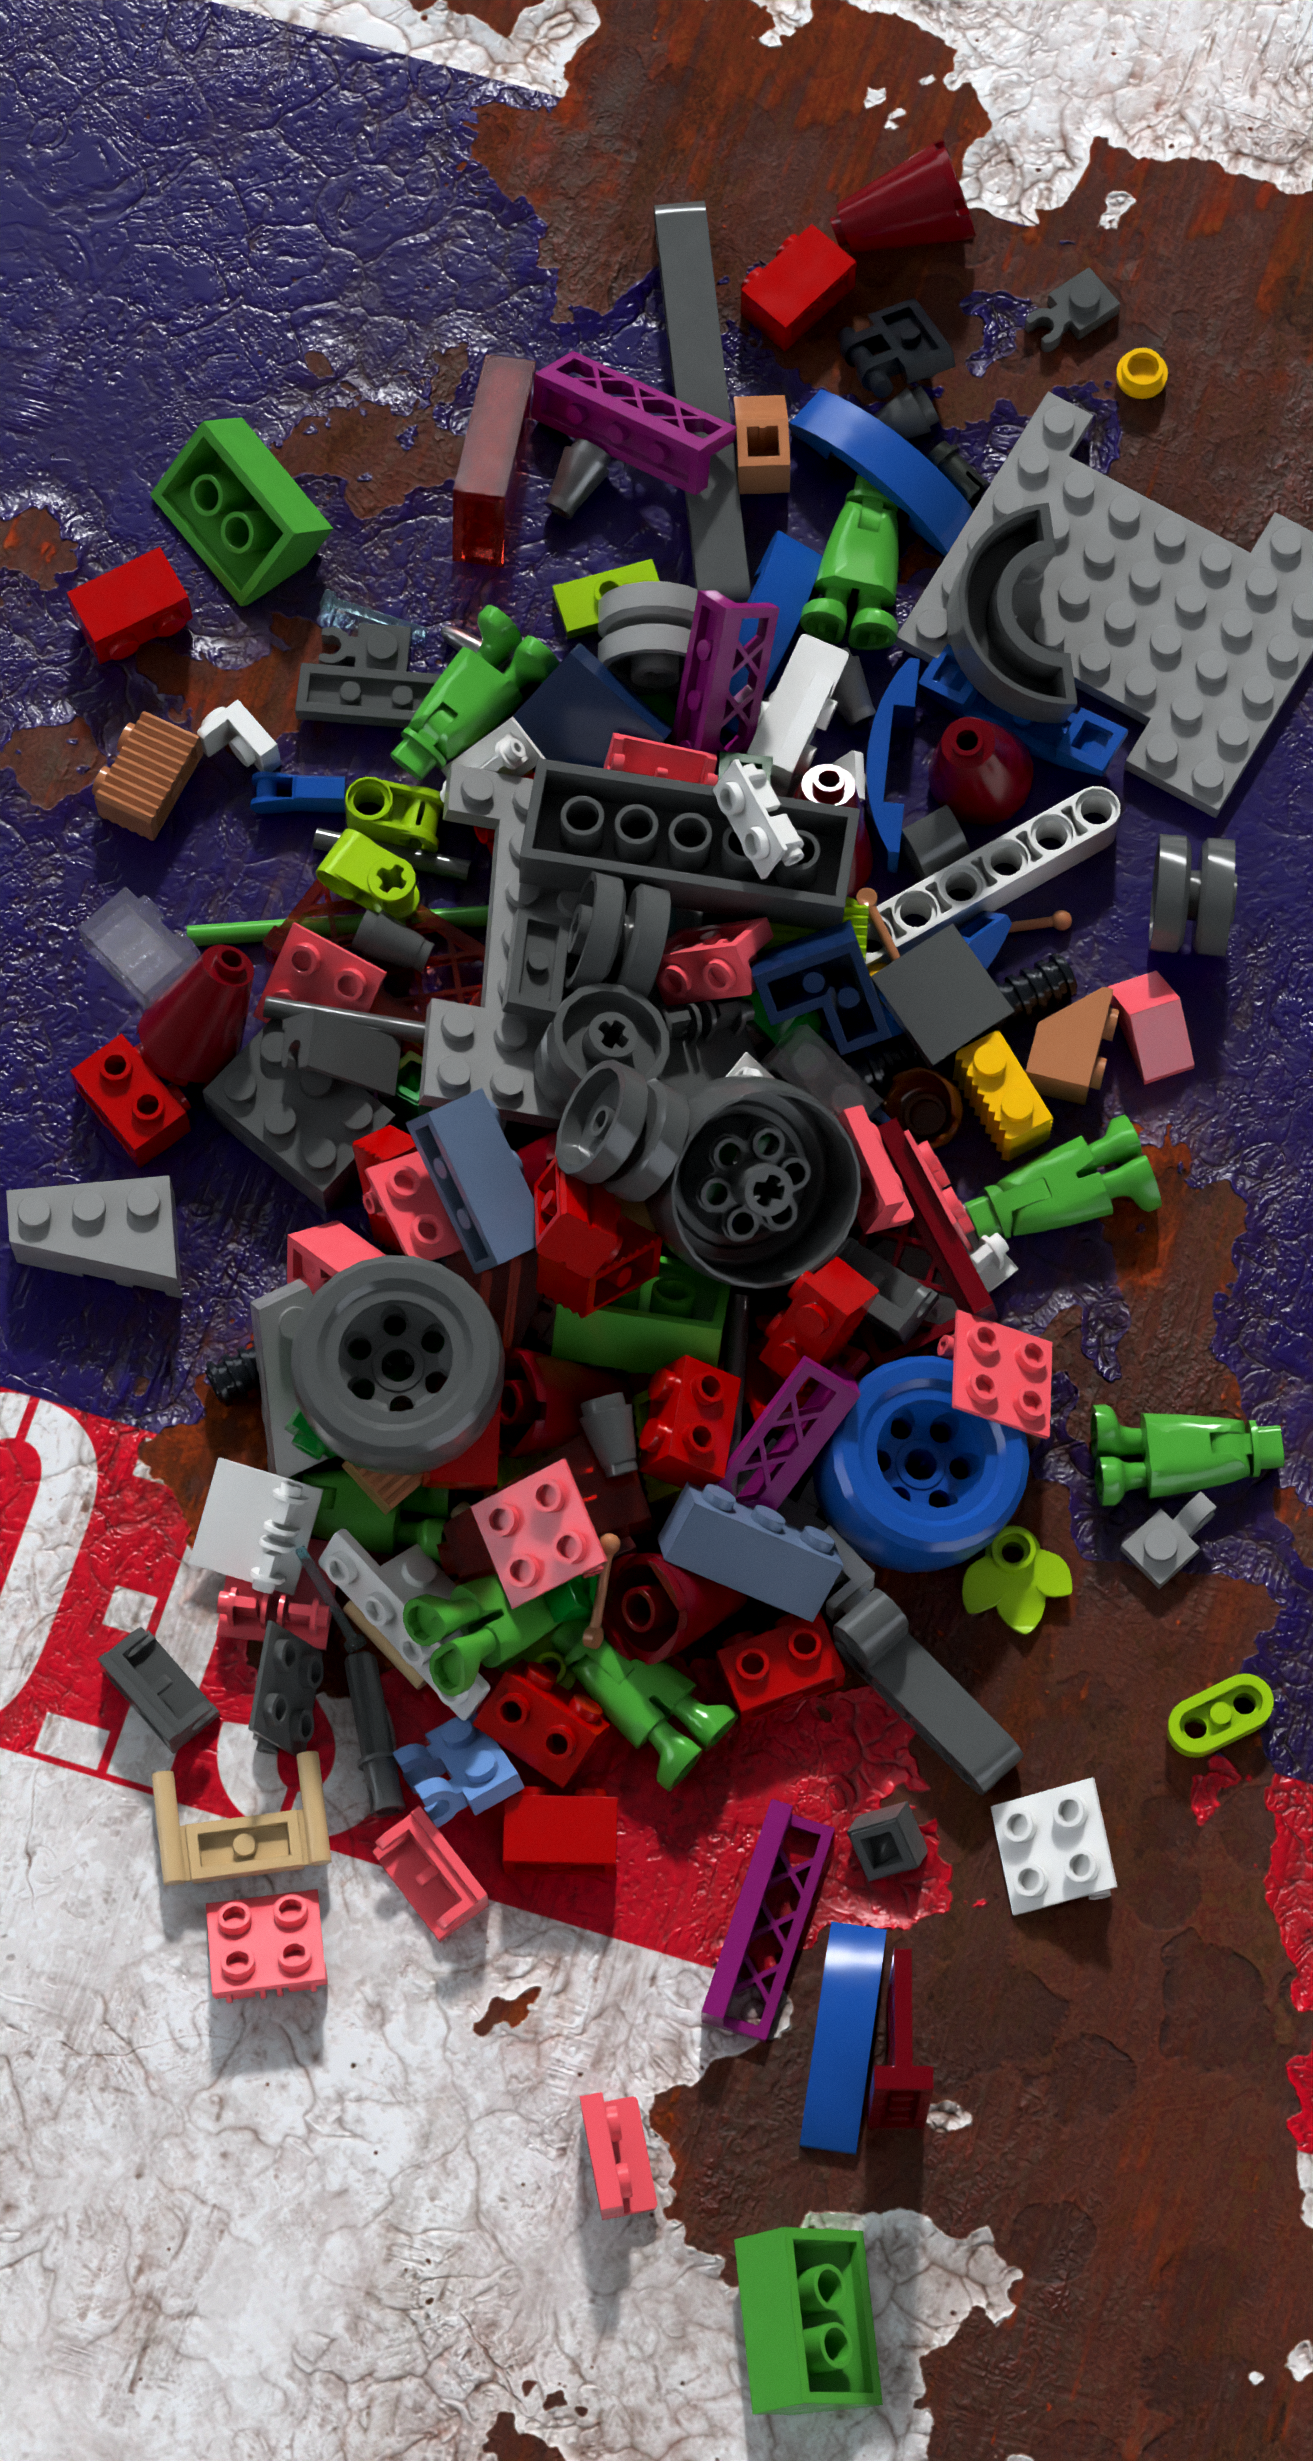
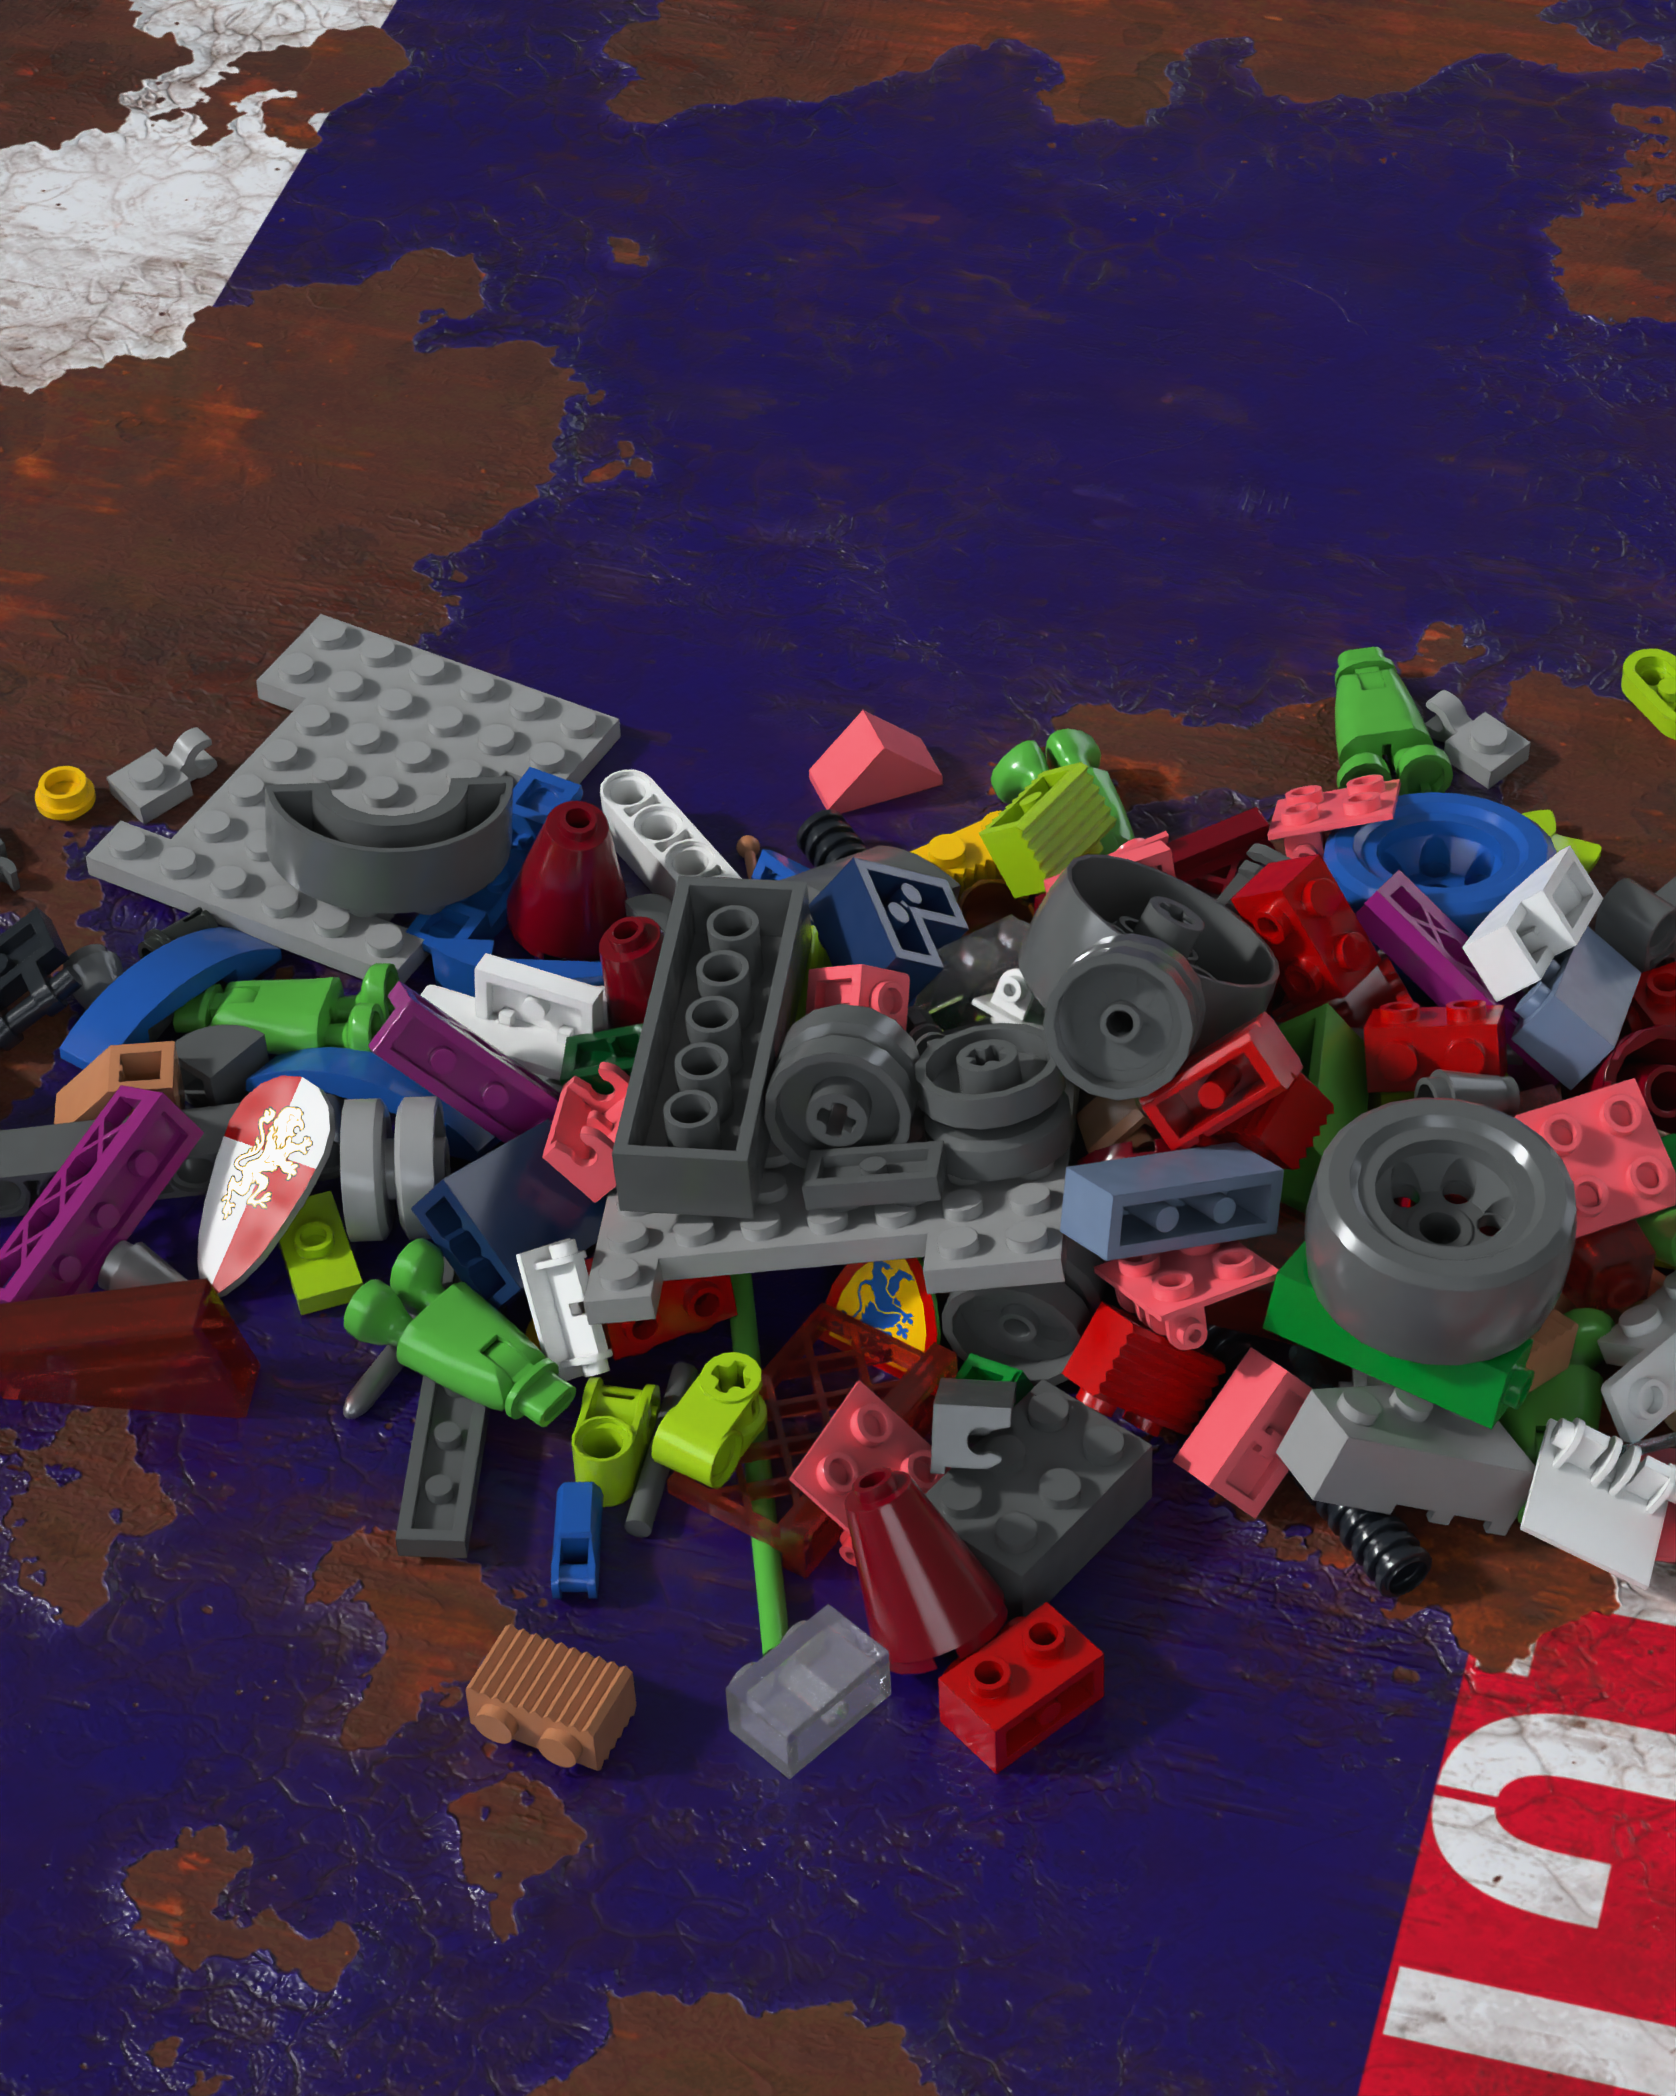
camera: 90 degrees left, 25 degrees down
(100, 1230) = (1209, 1698): light grey wedge -> none
(130, 606) = (304, 1725): red brick -> none
(240, 509) = (164, 1623): bright green slope -> none
(243, 734) = (497, 1593): white bracket -> none
(330, 601) = (298, 1533): clear light blue piece -> none
(374, 648) = (372, 1485): dark grey plate -> none
(391, 942) = (802, 1404): dark grey cone -> none
(396, 1027) = (920, 1414): dark grey bar -> none
(653, 542) = (262, 1177): none -> shield
(746, 800) = (702, 942): white hinge -> none
(799, 508) = (218, 1062): none -> dark grey brick
(815, 1513) = (1533, 925): none -> white slope
(989, 1135) = (1048, 828): none -> lime brick
(1067, 1048) = (904, 809): nougat slope -> none
(1162, 443) = (160, 782): none -> light grey plate
(1197, 895) = (736, 708): dark grey wheel -> none

